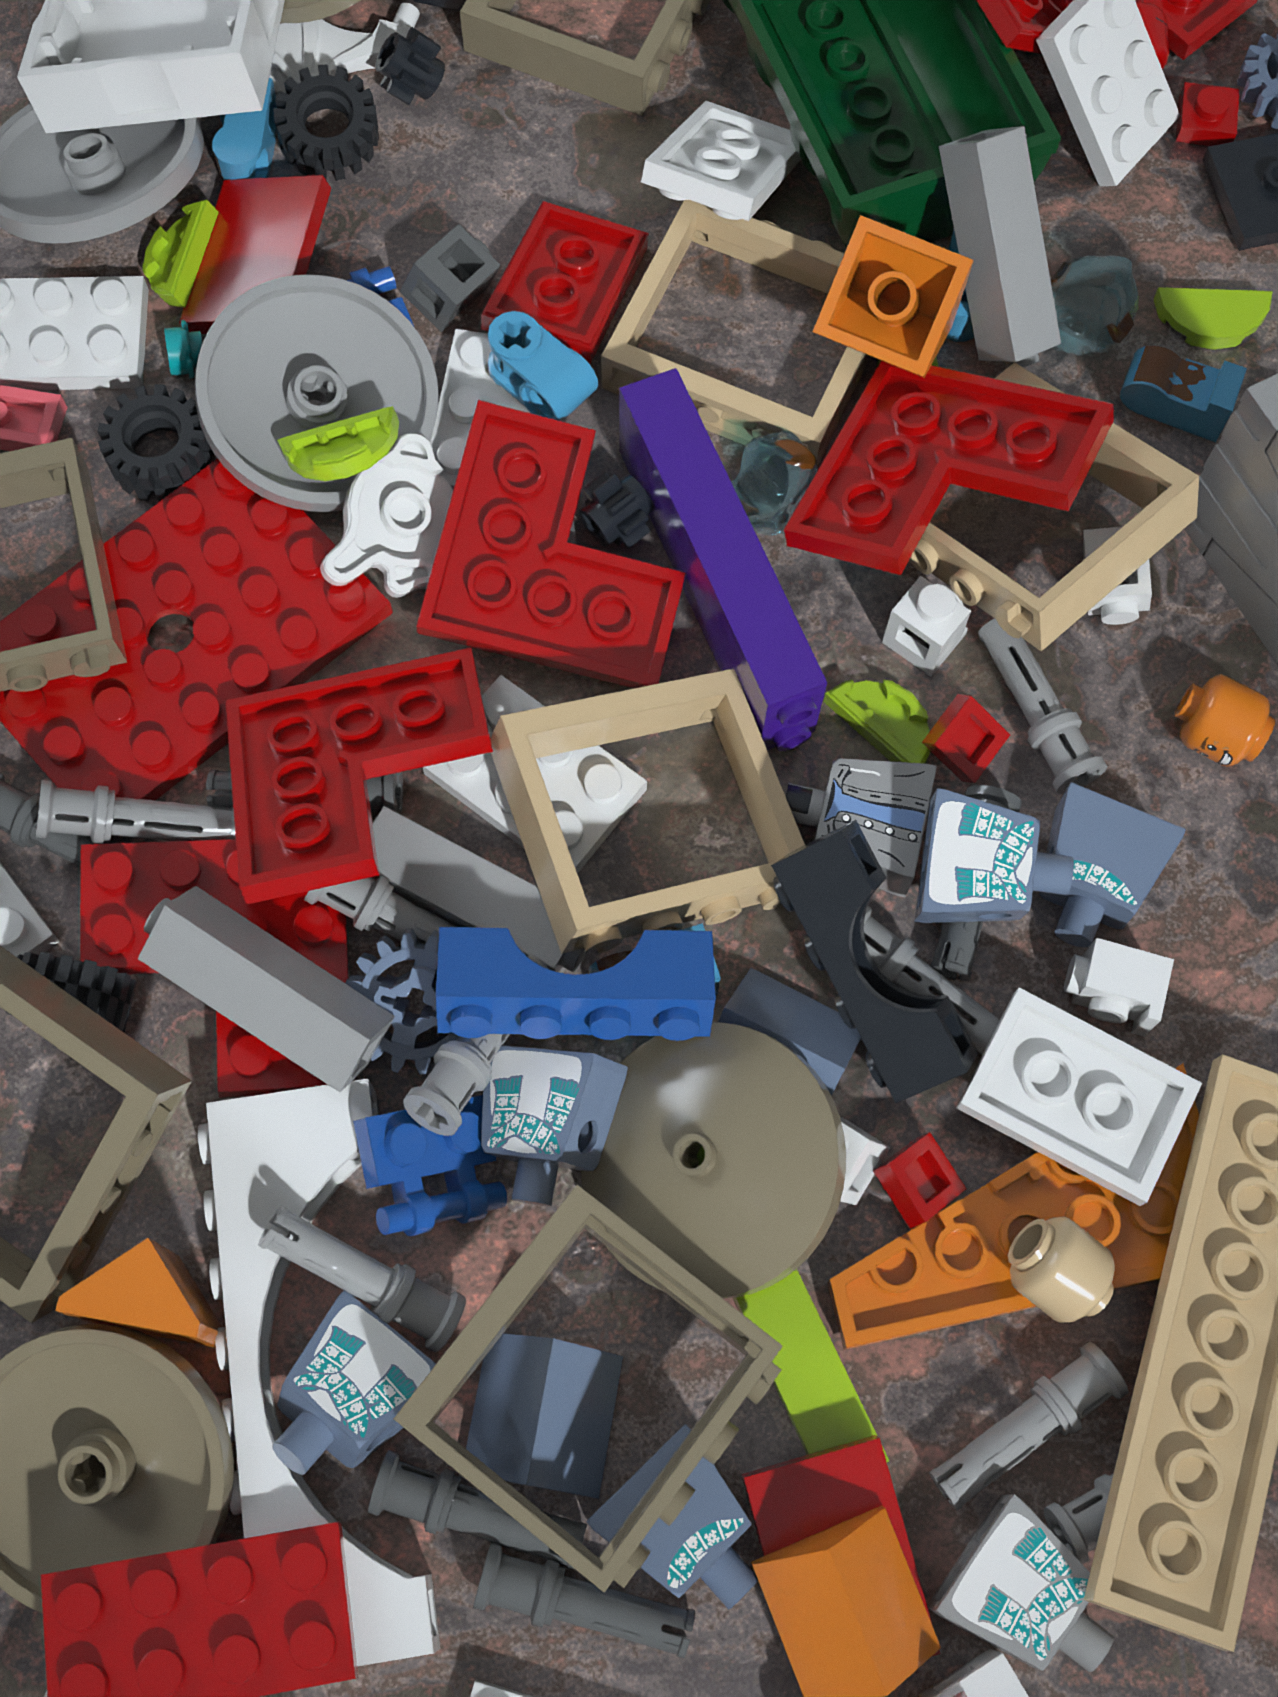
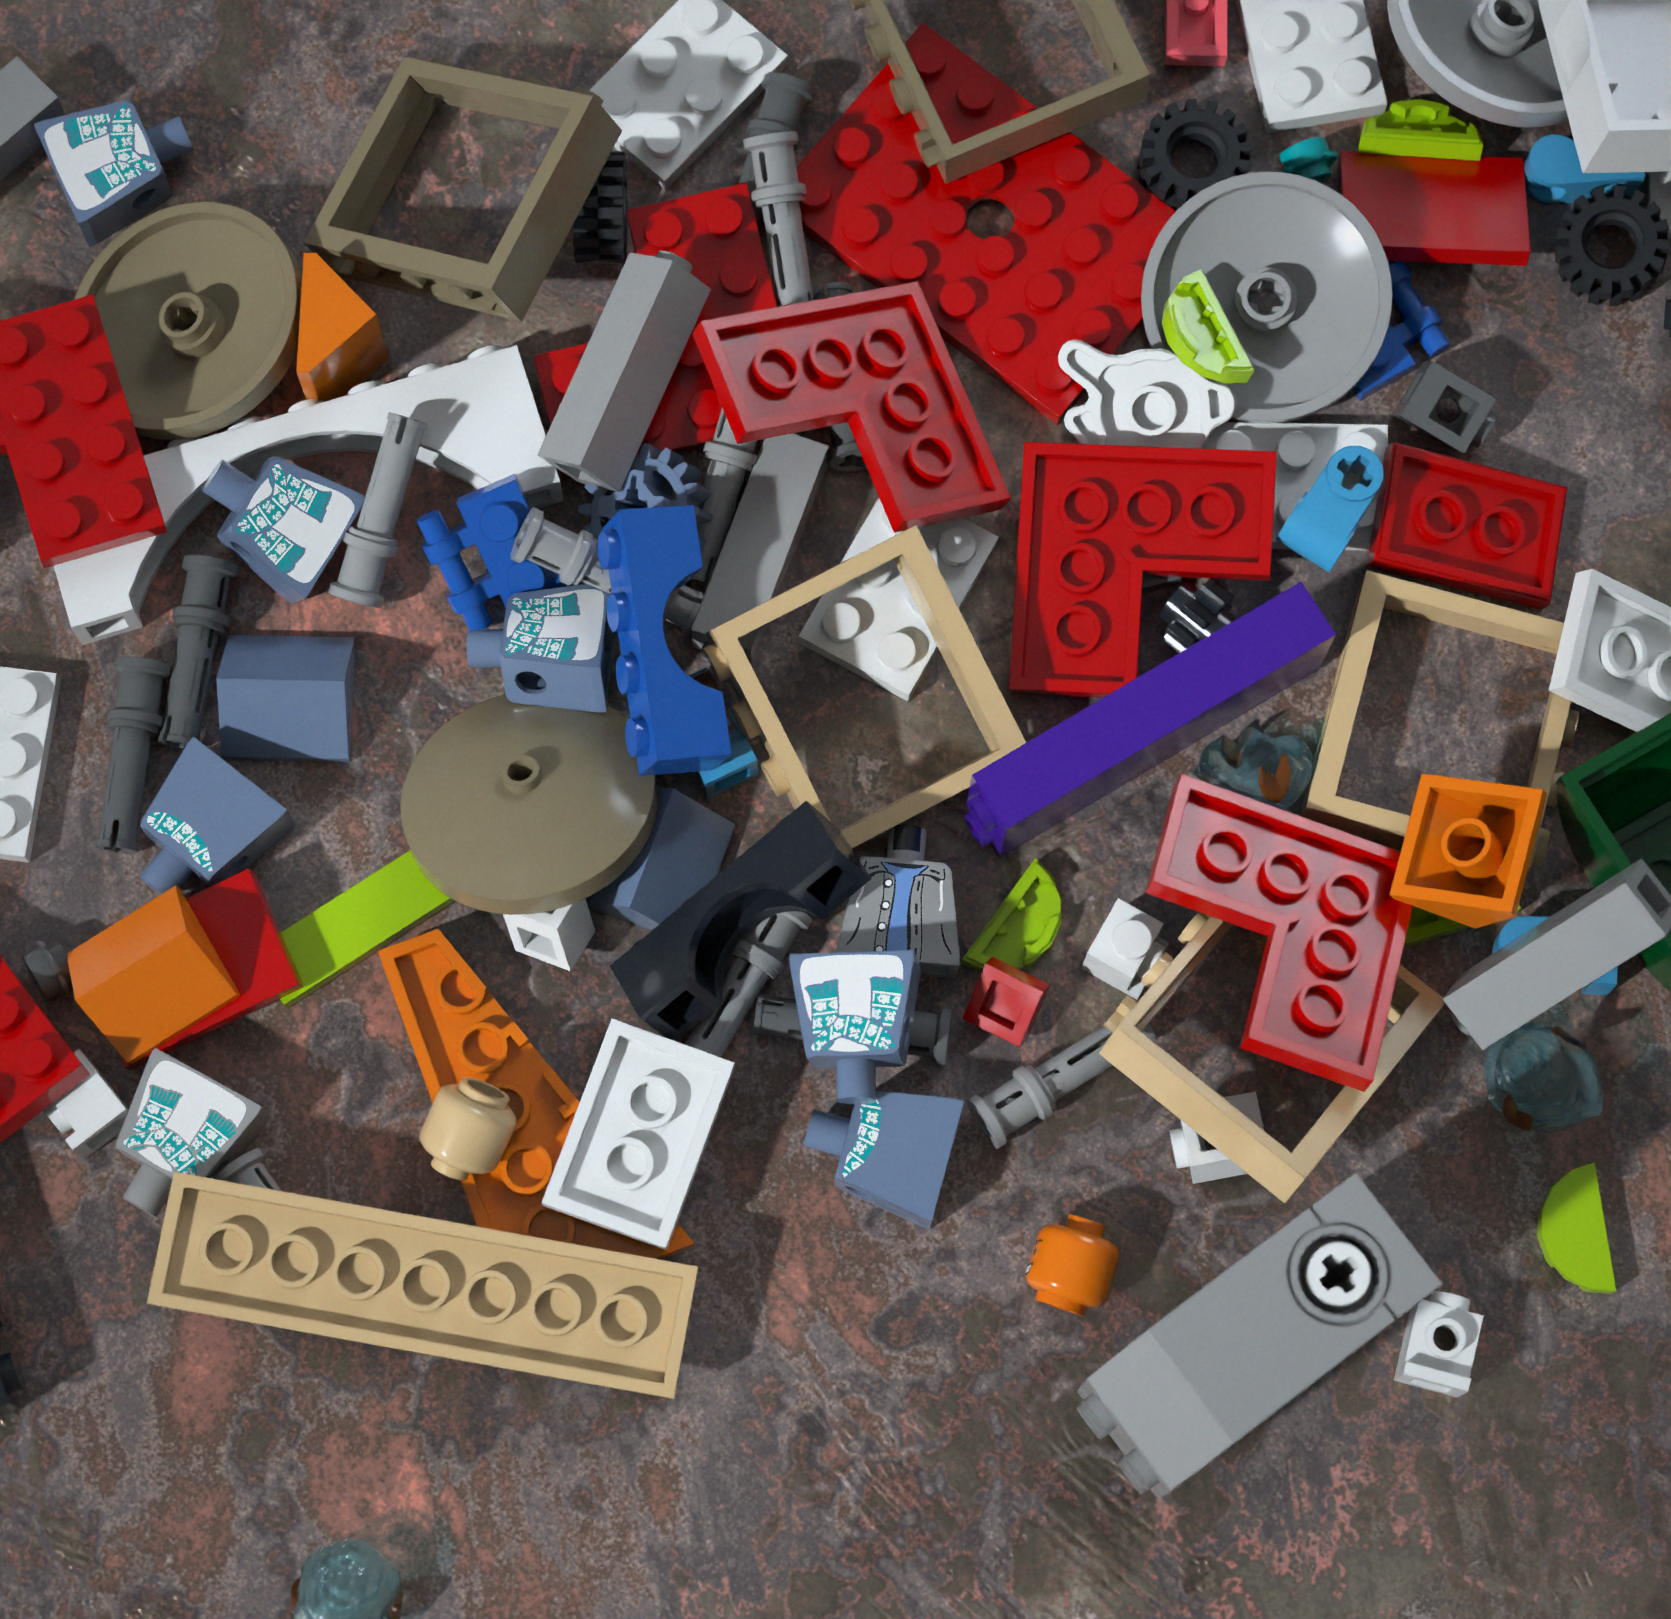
camera: 80 degrees right, 5 degrees up
(706, 1439) = (260, 573): dark tan window -> none
(920, 1180) = (544, 1003): red plate -> none
(1053, 1408) = (349, 1148): light grey pin -> none
(1120, 984) = (766, 1175): white brick -> none
(1182, 391) = (1463, 1196): dark azure leg -> none

